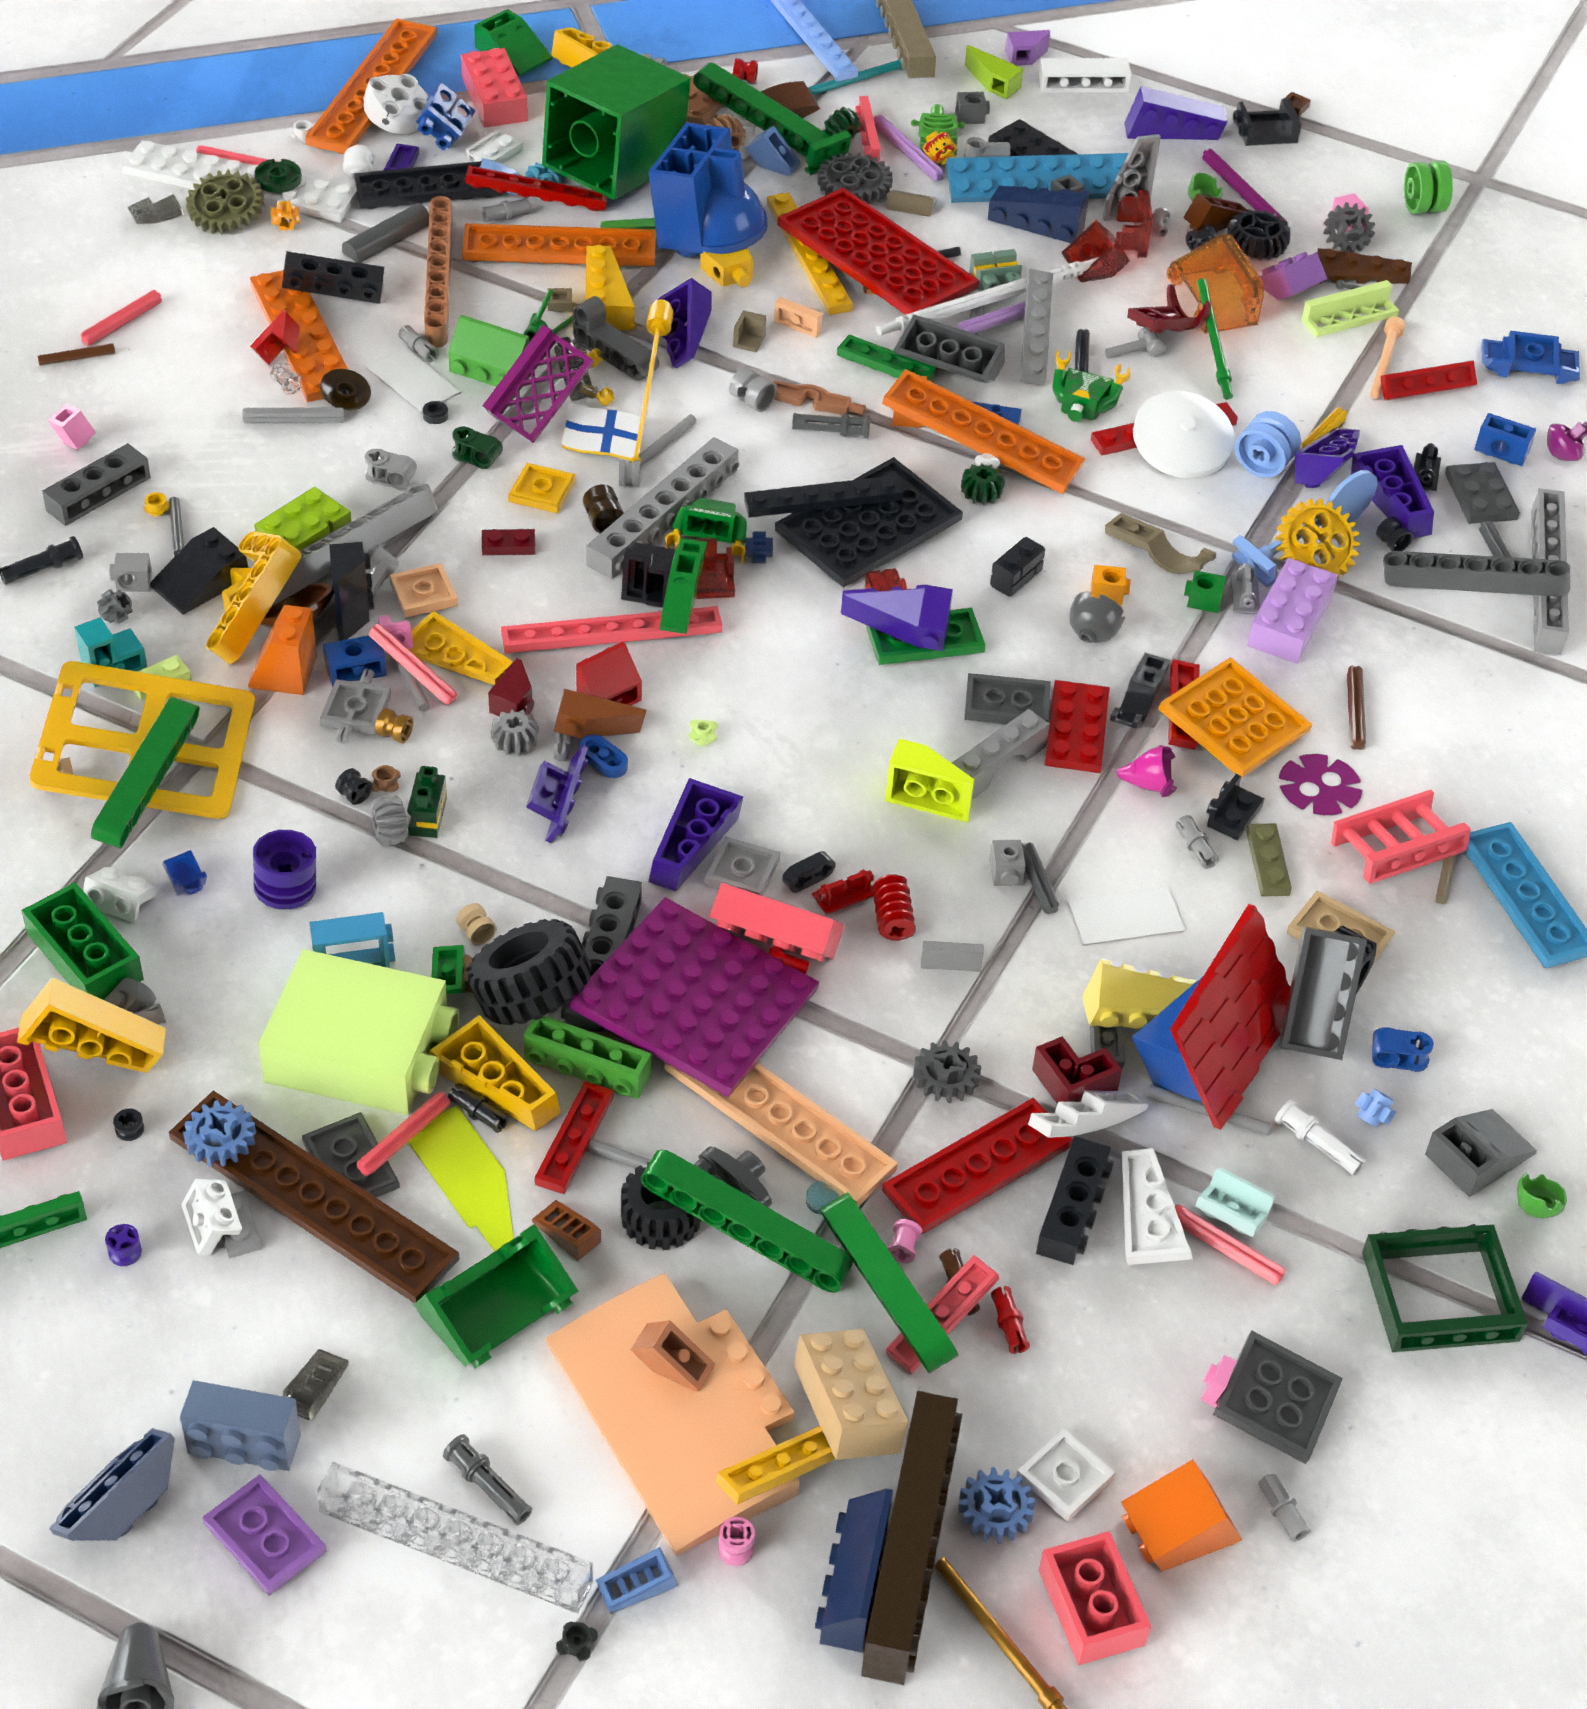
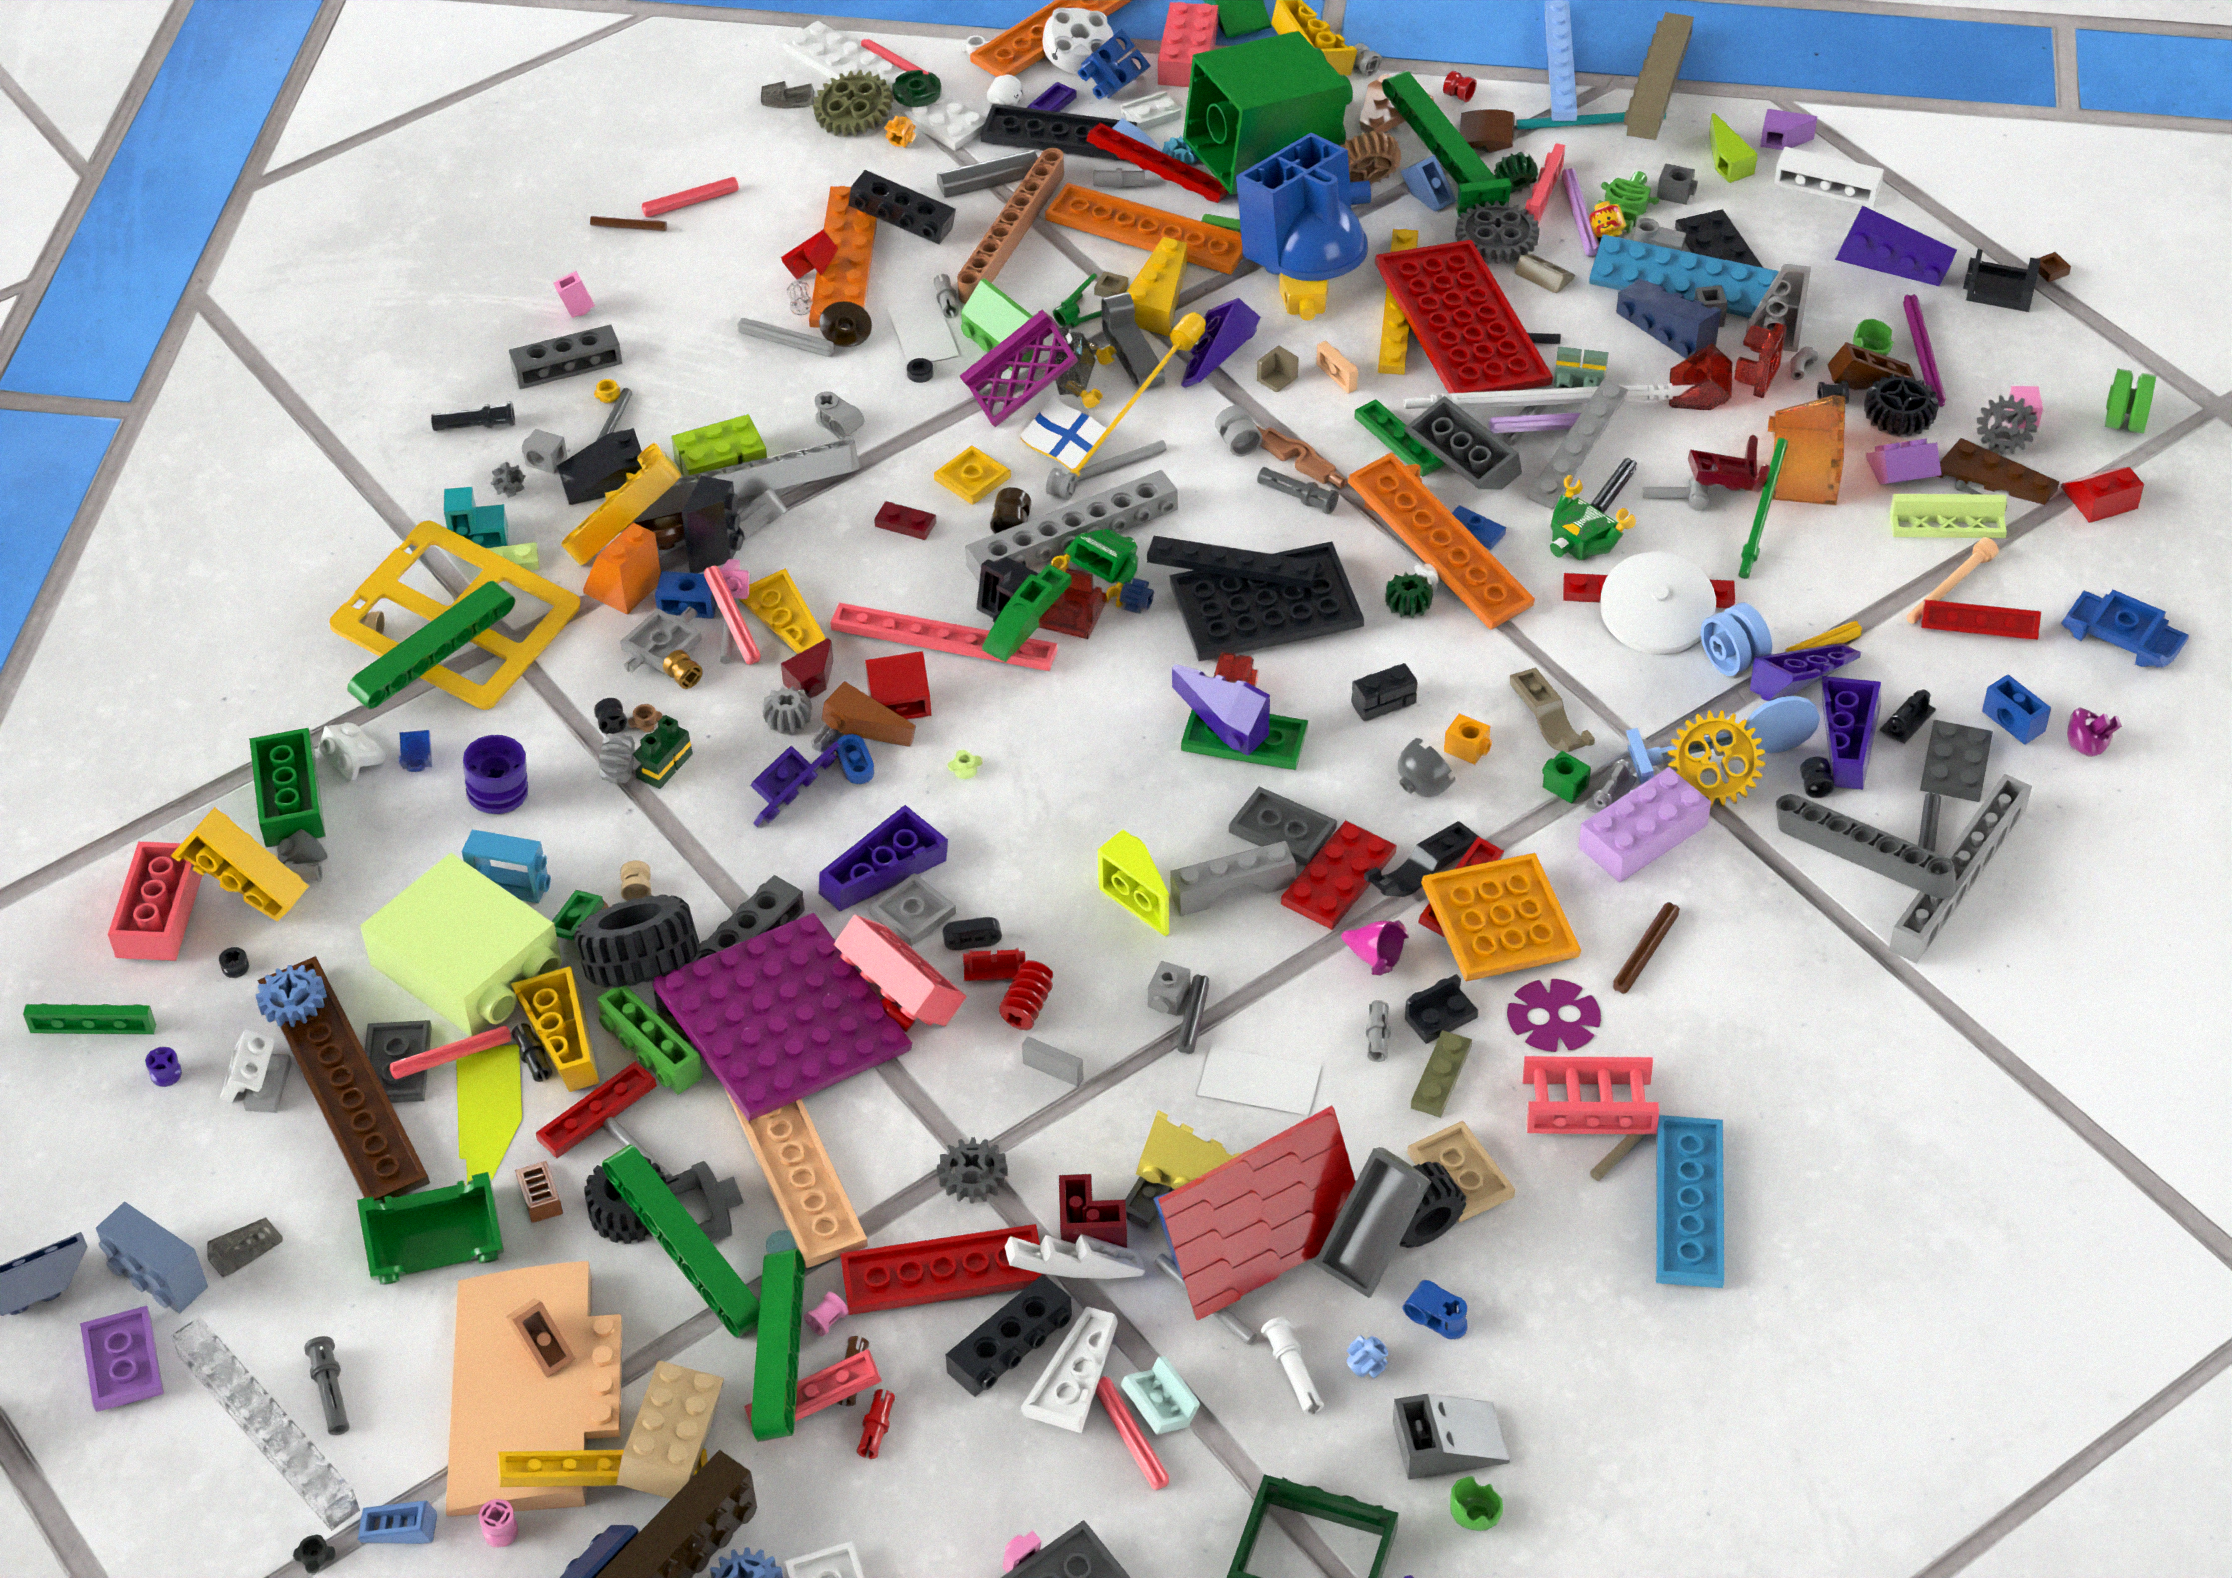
camera: 30 degrees right, 0 degrees up
(423, 590) = (793, 545): light nougat plate -> none
(476, 448) = (931, 416): dark green piece -> none
(1450, 260) = (2105, 493): none -> red slope

